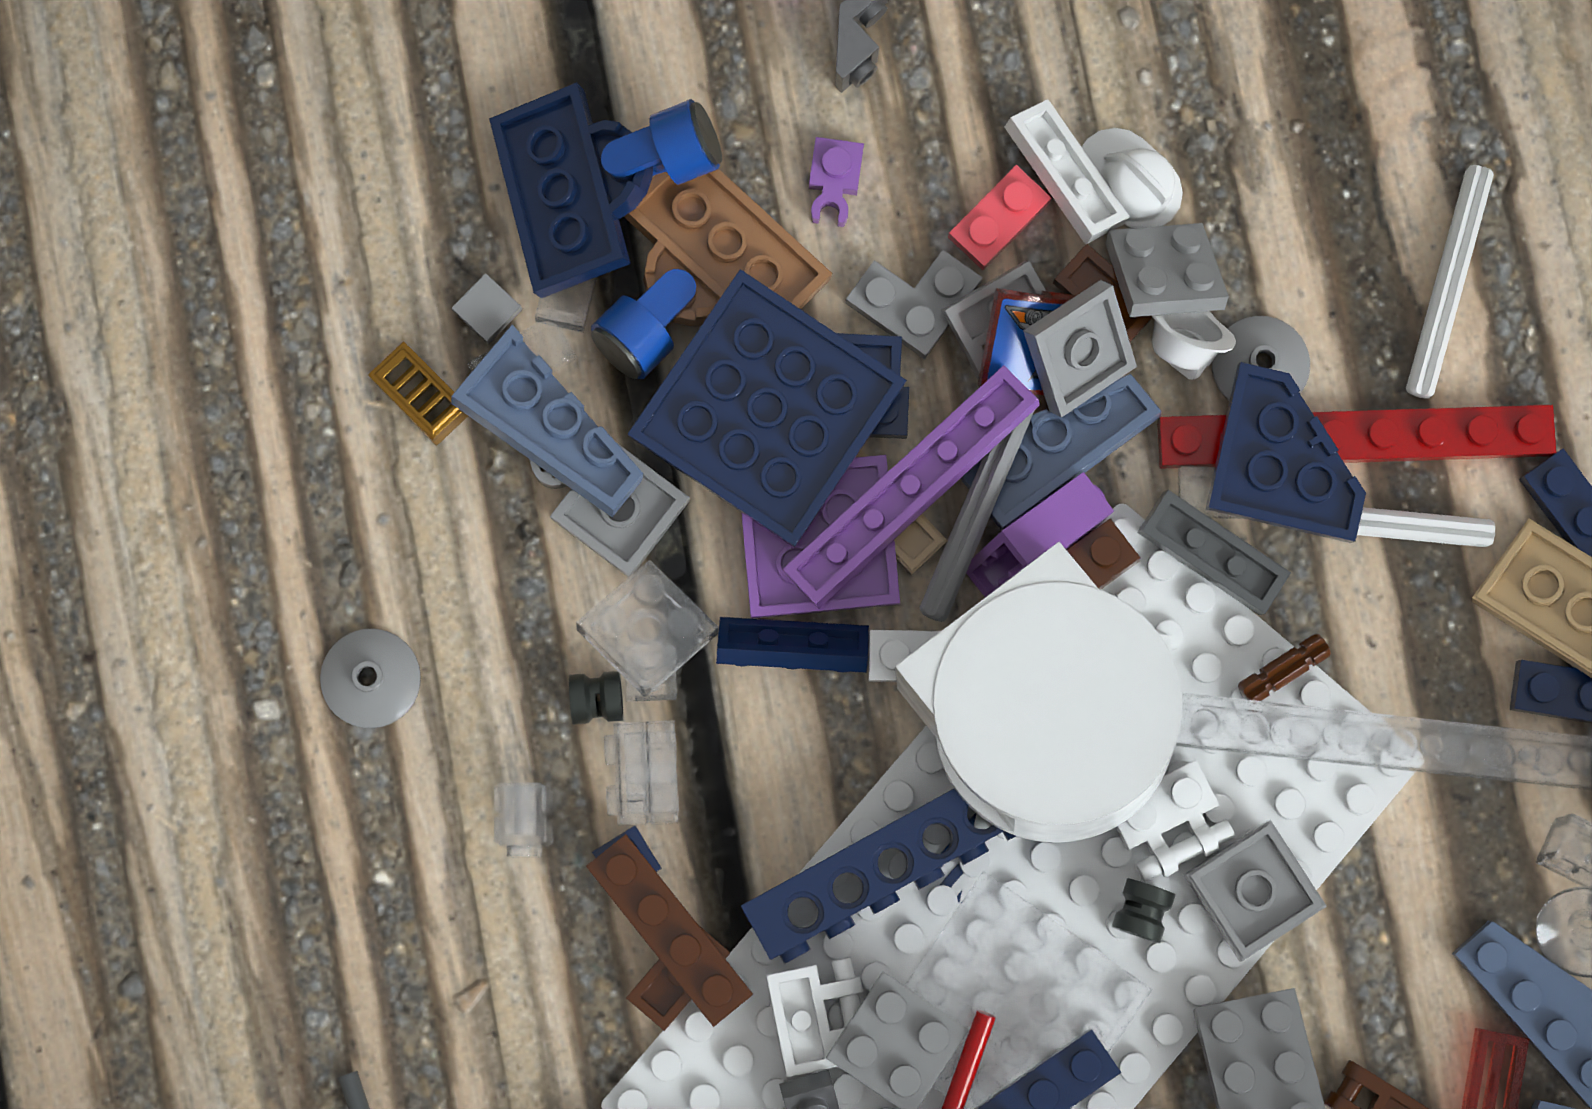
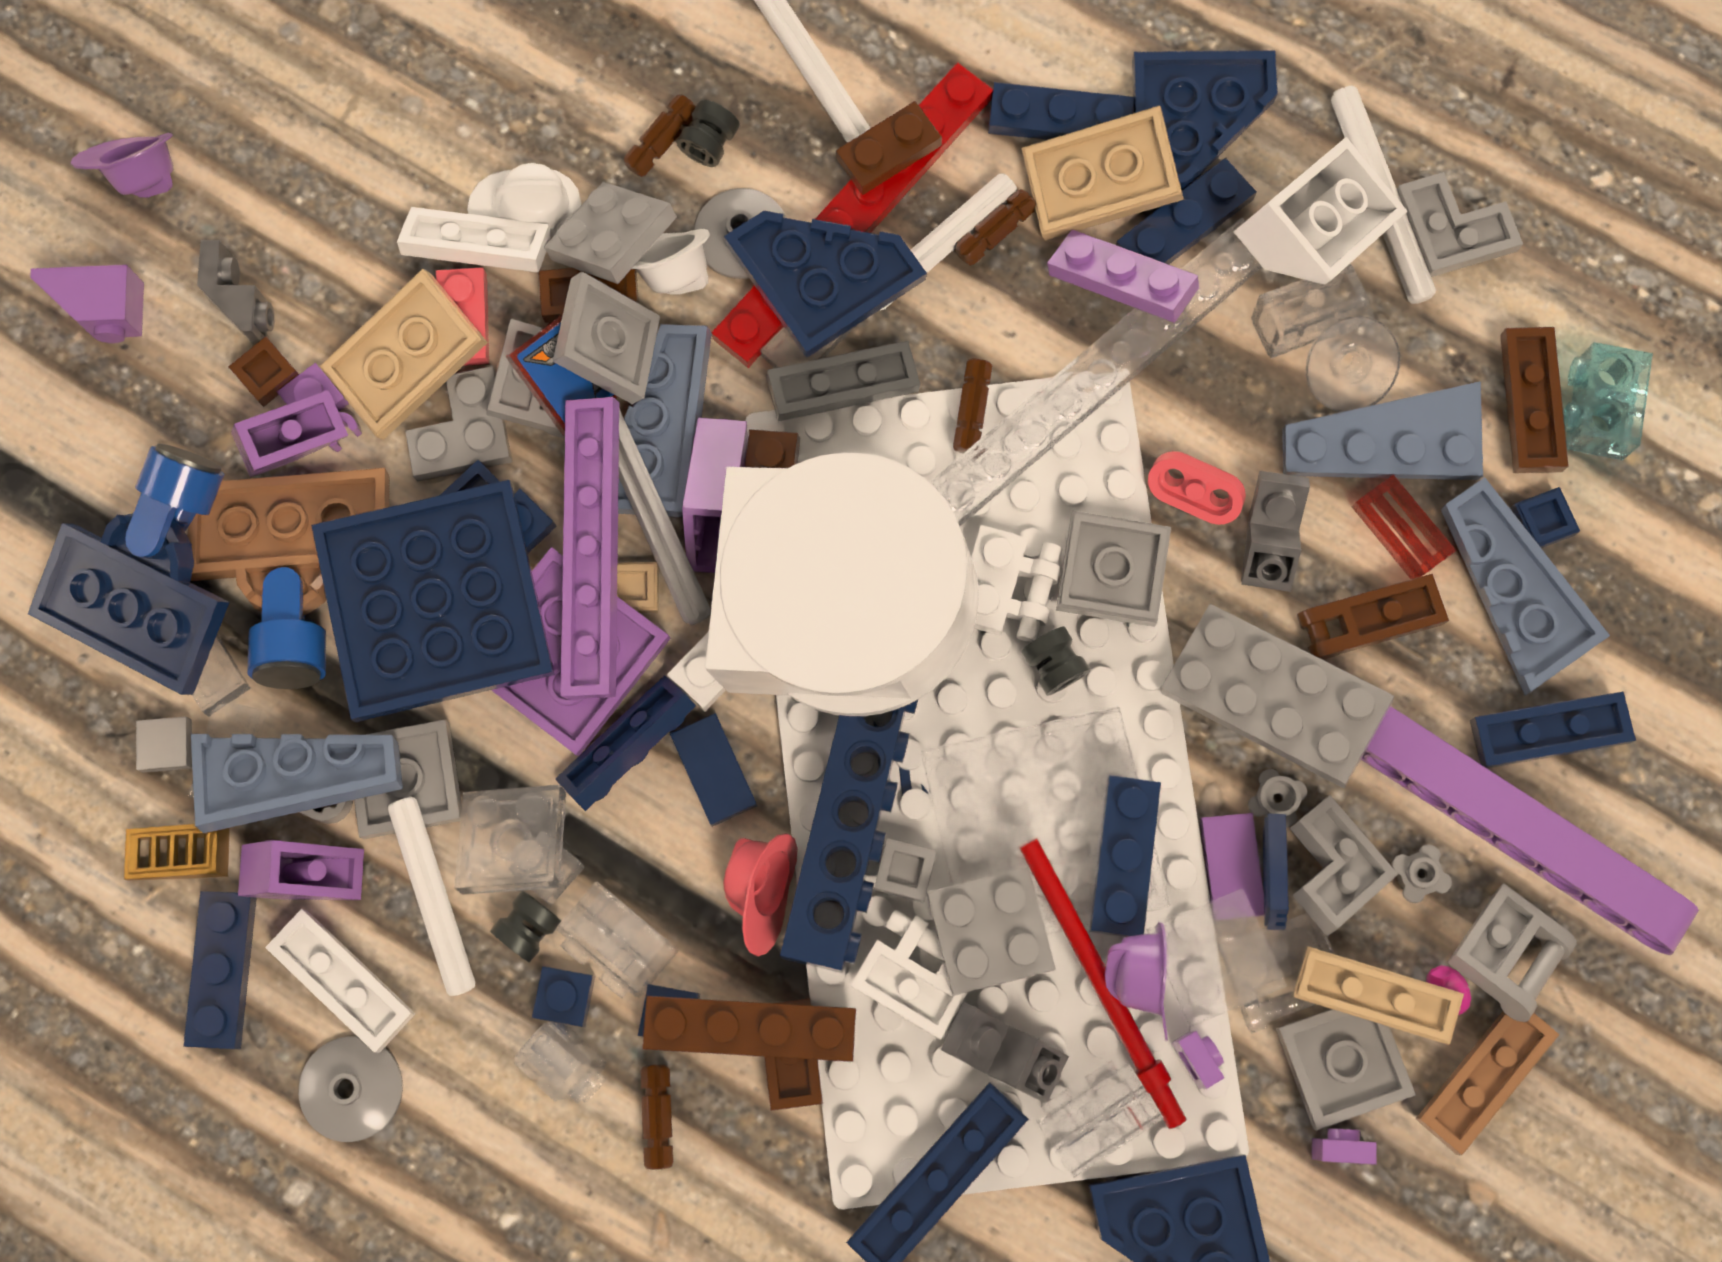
camera: 40 degrees left, 5 degrees down
(367, 505) = (220, 970): none -> dark blue plate
(438, 600) = (340, 981): none -> white plate
(487, 497) = (300, 871): none -> medium lavender slope
(547, 918) = (656, 1117): none -> reddish brown axle
(555, 609) = (431, 896): none -> white axle
(571, 771) = (563, 996): none -> dark blue plate
(777, 840) = (759, 887): none -> coral piece
(792, 180) = (288, 433): none -> medium lavender slope
(822, 112) = (263, 371): none -> reddish brown plate
(832, 727) = (713, 770): none -> dark blue tile
(885, 939) = (905, 870): none -> light grey plate
(930, 204) = (403, 354): none -> tan tile
(1280, 231) = (660, 135): none -> reddish brown axle
(1314, 267) = (708, 133): none -> pearl dark grey wheel
(1376, 897) = (1195, 491): none -> coral plate
(1399, 986) = (1273, 531): none -> flat silver slope
(1430, 418) = (888, 147): none -> reddish brown plate
(1446, 555) = (995, 227): none -> reddish brown axle
(1495, 691) = (1123, 275): none -> medium lavender plate

